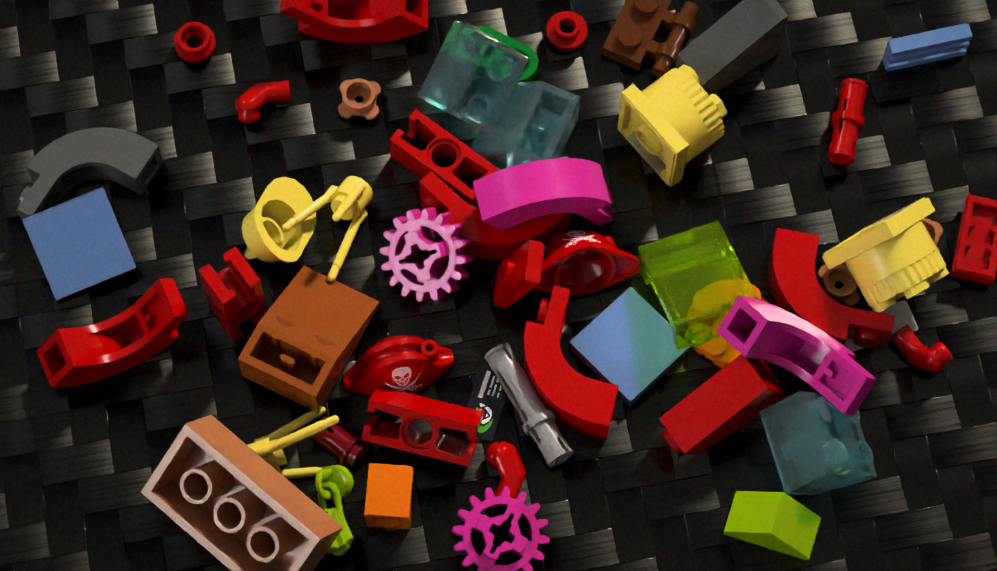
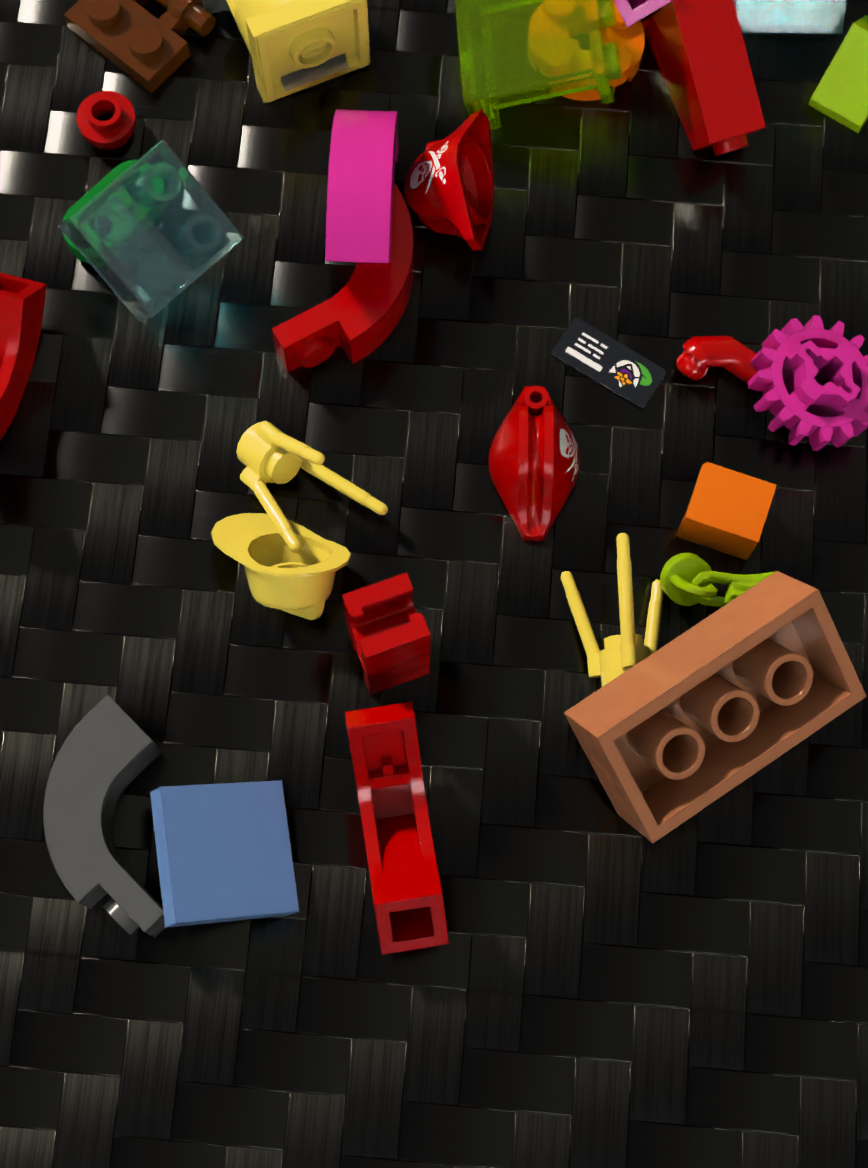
camera: 75 degrees left, 5 degrees up
(259, 94) = (65, 547): red arm -> none
(307, 338) = (470, 558): dark orange slope -> none
(342, 444) = (646, 549): dark red pin -> none
(359, 88) = (110, 393): nougat plate -> none
(409, 438) = (640, 440): red piece -> none
(420, 235) = (391, 346): dark pink gear -> none
(440, 145) = (223, 315): red piece -> none
(519, 274) = (461, 256): red plate -> none
(531, 127) = (261, 190): clear light blue slope -> none
(532, 411) = (649, 302): light grey pin -> none
(575, 399) = (602, 264): red arch -> none
(628, 346) = (582, 167): medium blue tile -> none

